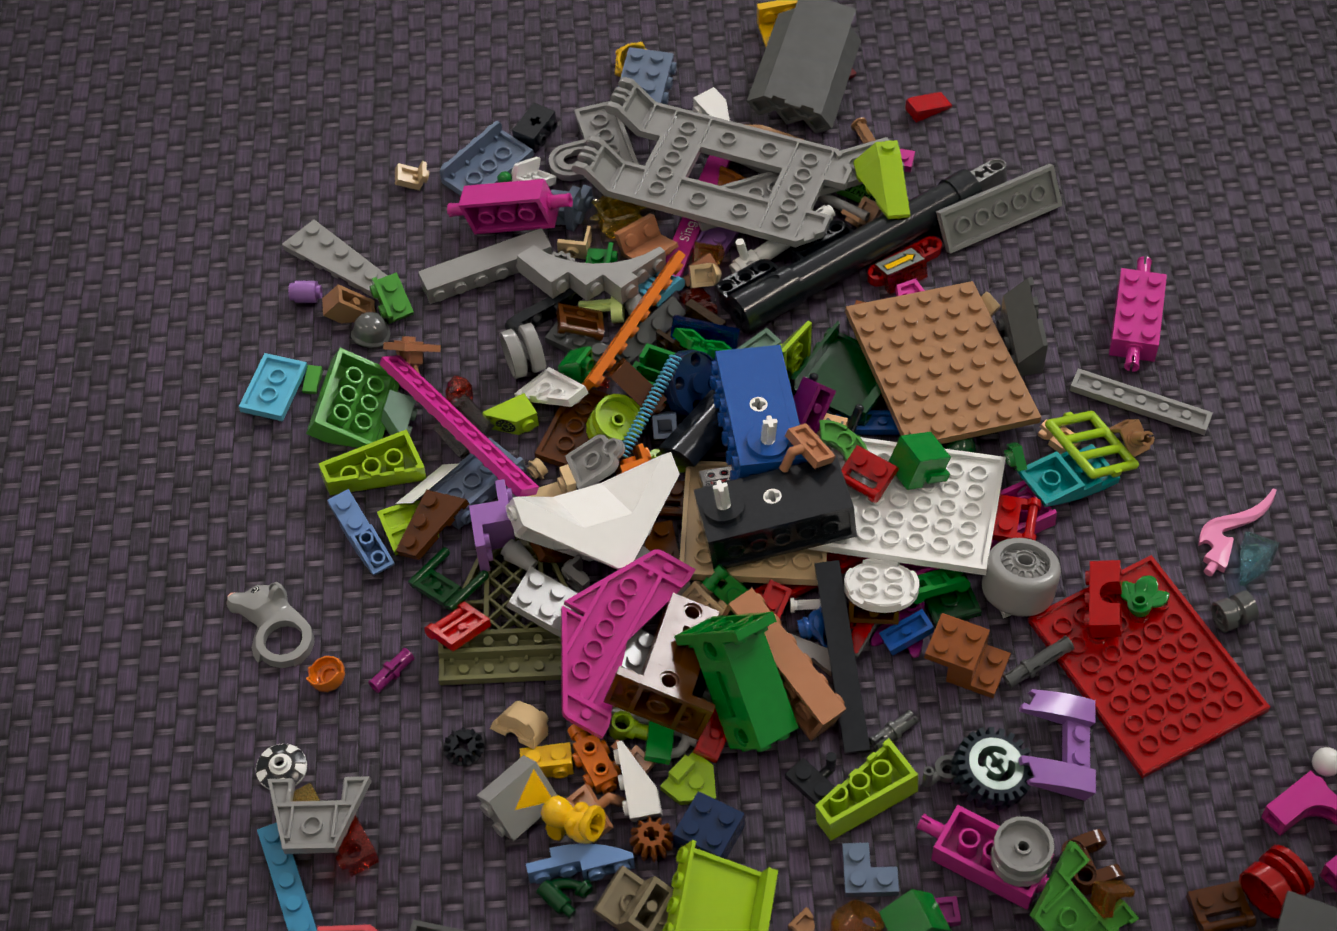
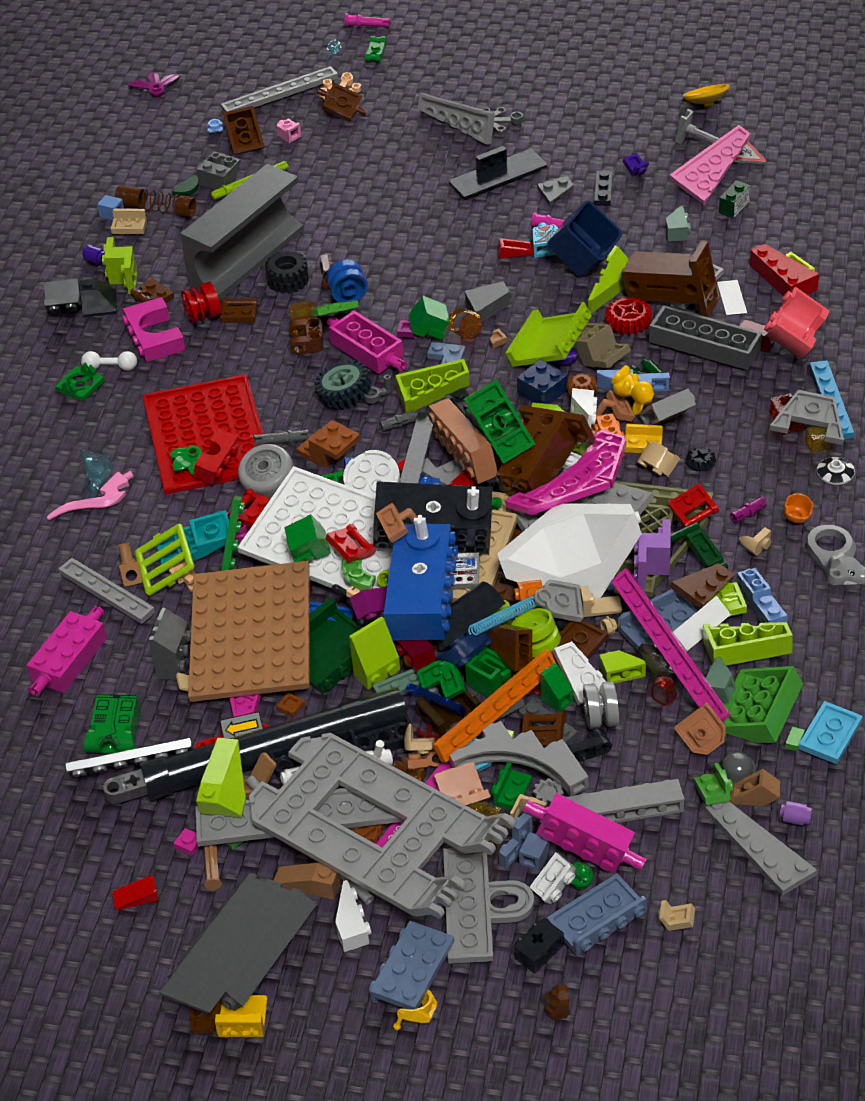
camera: 165 degrees left, 10 degrees down
(371, 615) = (758, 543): none -> tan plate
(506, 85) = (557, 1002): none -> reddish brown rock
(1022, 851) = (350, 316): light grey wheel -> none
(1036, 245) = (113, 724): none -> green piece
(1072, 774) = (280, 401): medium lavender wedge -> none
(1234, 610) = (130, 443): dark grey wheel -> none

